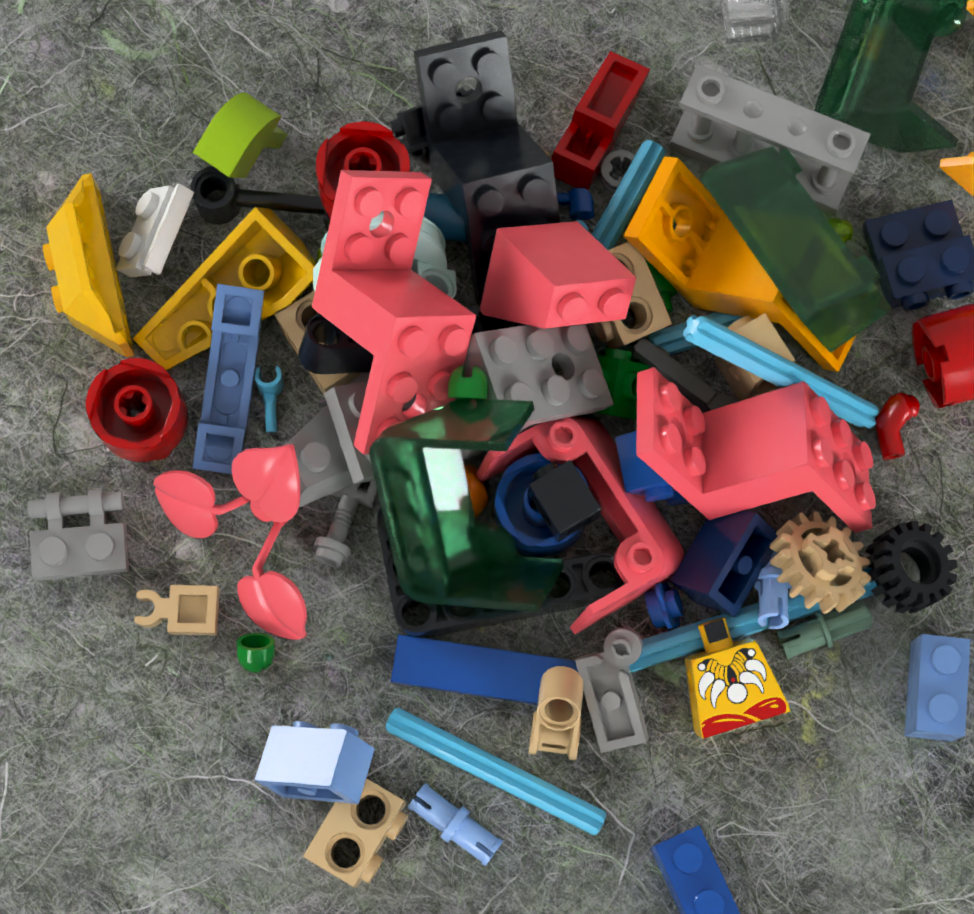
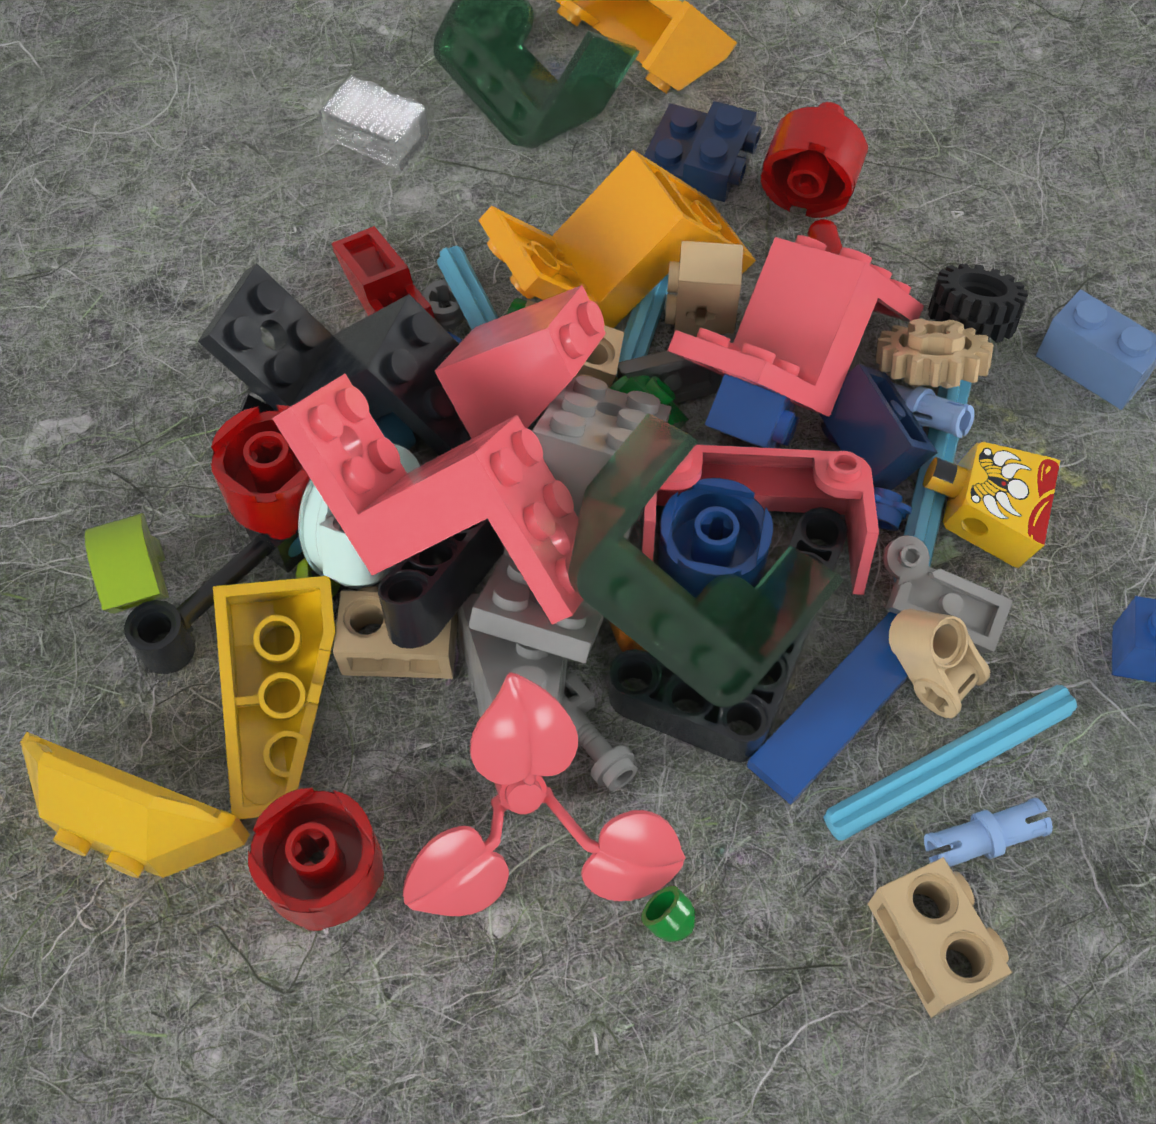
camera: 55 degrees left, 15 degrees down
(78, 550) = (415, 1036): light grey plate -> none
(154, 231) = (143, 715): white plate -> none
(187, 610) = (572, 958): tan plate -> none
(229, 377) = (357, 745): medium blue slope -> none
(269, 393) = (400, 723): medium azure hand -> none
(315, 762) = (845, 921): brick -> none
(465, 387) = (578, 468): green hinge -> none
(563, 499) = (738, 497): black brick -> none
(735, 119) = (489, 144): light grey fence -> none
(776, 369) = (720, 247): medium azure axle -> none
(797, 244) = (635, 171): clear green windscreen -> none
(824, 629) = (989, 403): sand green axle -> none

